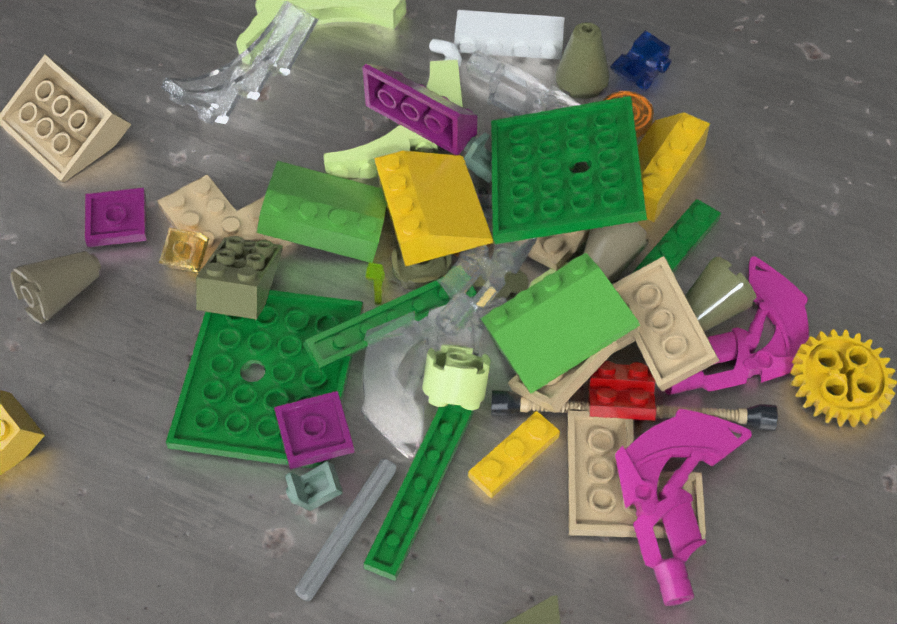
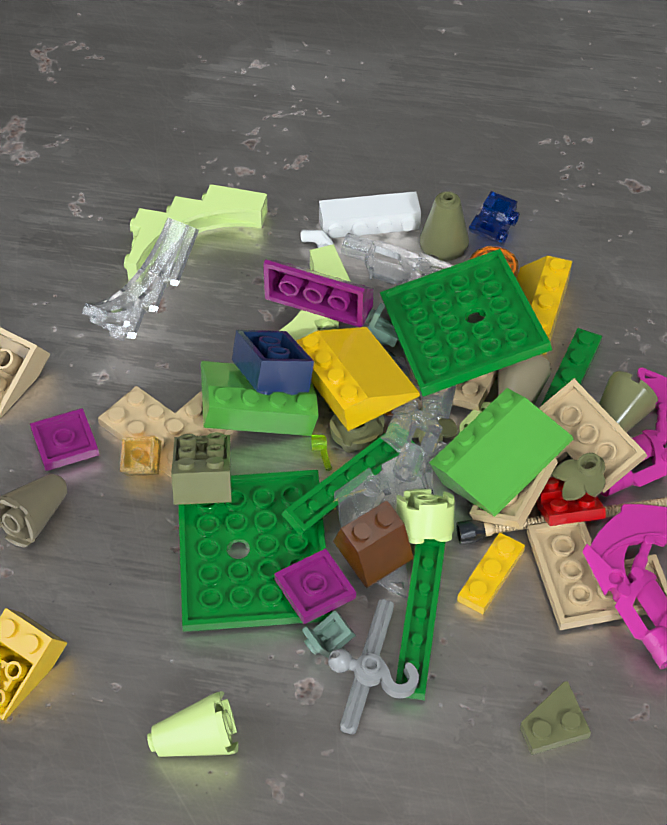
camera: 15 degrees left, 5 degrees down
(143, 560) = (196, 730): none -> yellowish green cone
(343, 175) = (272, 361): none -> dark blue brick
(344, 537) = (372, 670): none -> light grey piece
(391, 397) = (375, 544): none -> reddish brown slope
(638, 370) = (580, 478): none -> olive plate

